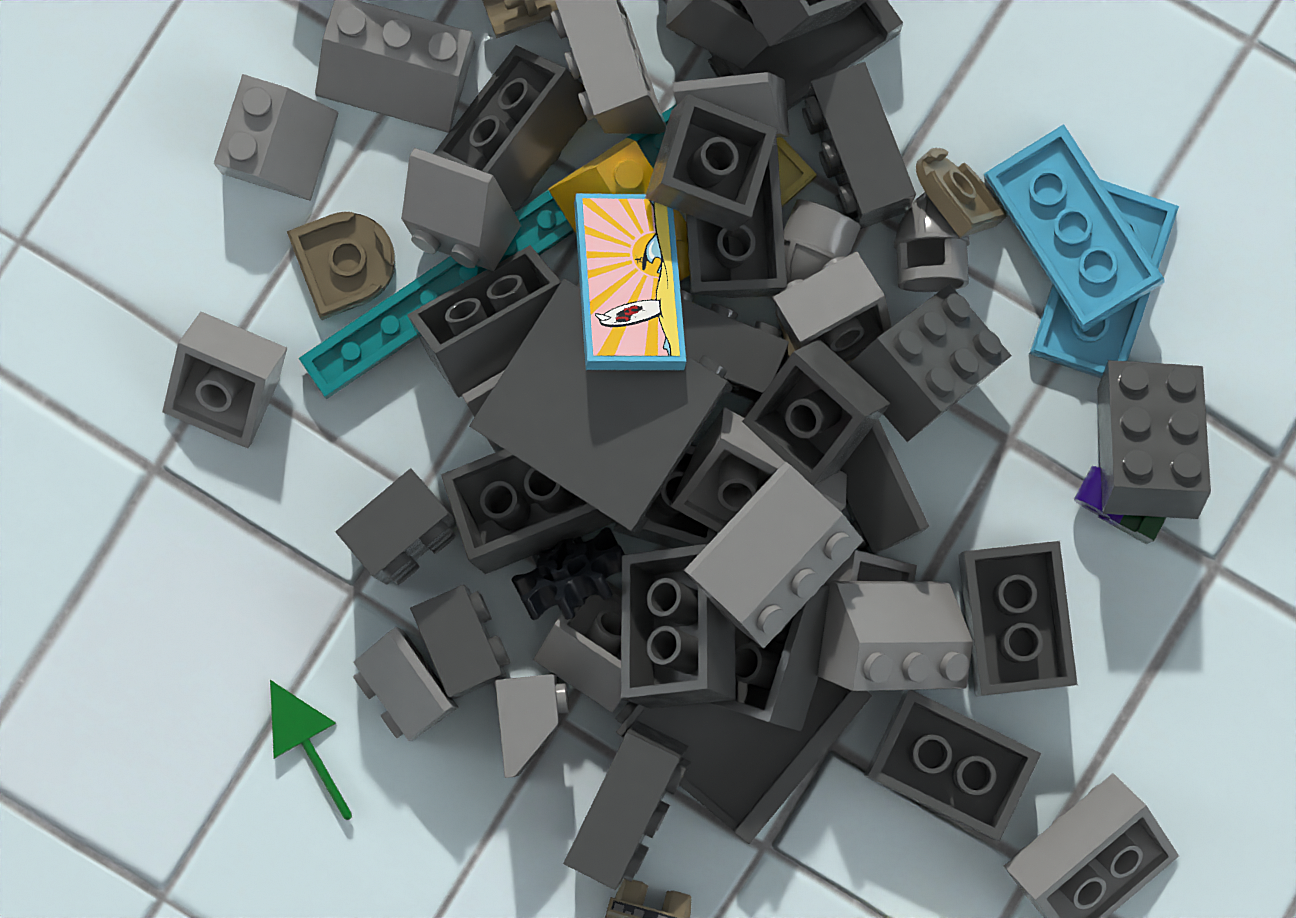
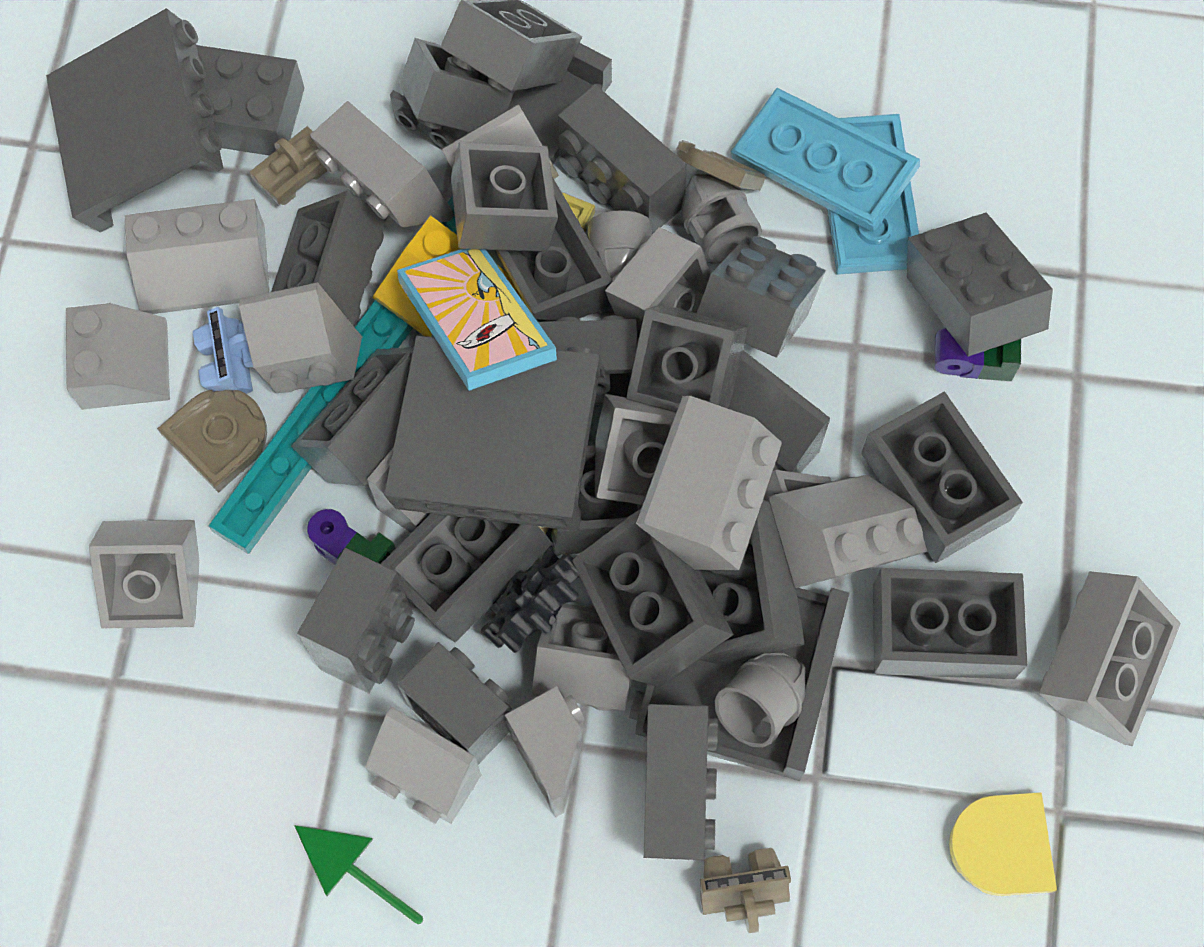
camera: 25 degrees left, 15 degrees down
(386, 189) = (231, 353): none -> light blue hips
(413, 423) = (332, 535): none -> dark purple leg
(749, 753) = (763, 689): none -> light grey helmet

